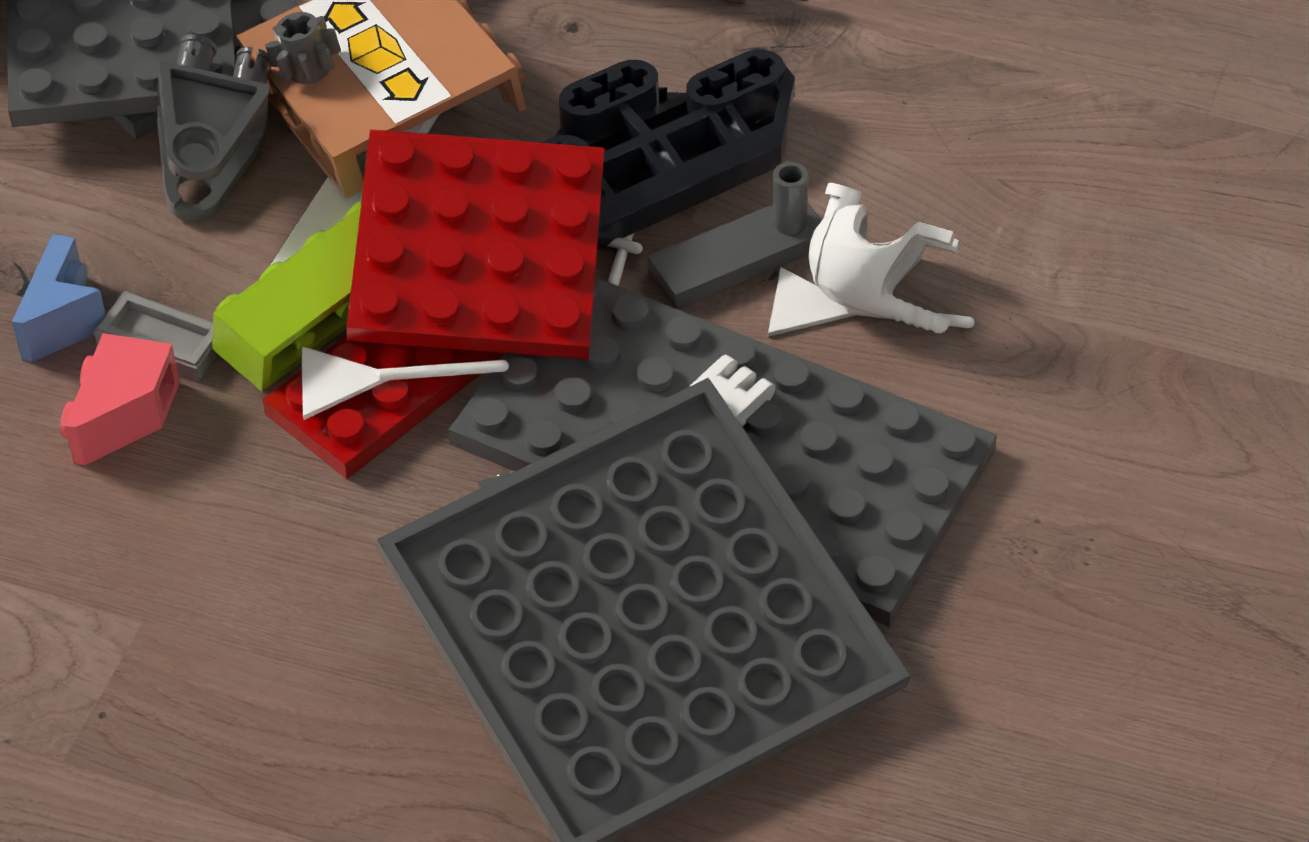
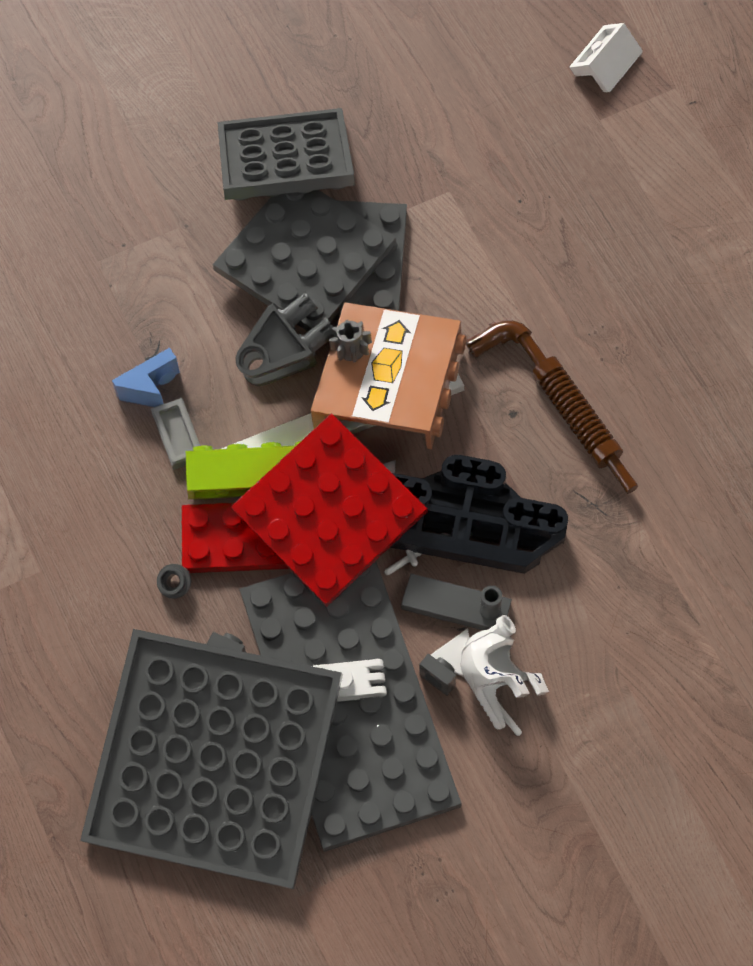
camera: 45 degrees right, 15 degrees up
(120, 397) = (126, 454): coral slope -> none
(333, 380) = (214, 524): white piece -> none
(345, 469) = (164, 581): none -> dark grey plate
(809, 326) = (438, 673): none -> dark grey plate

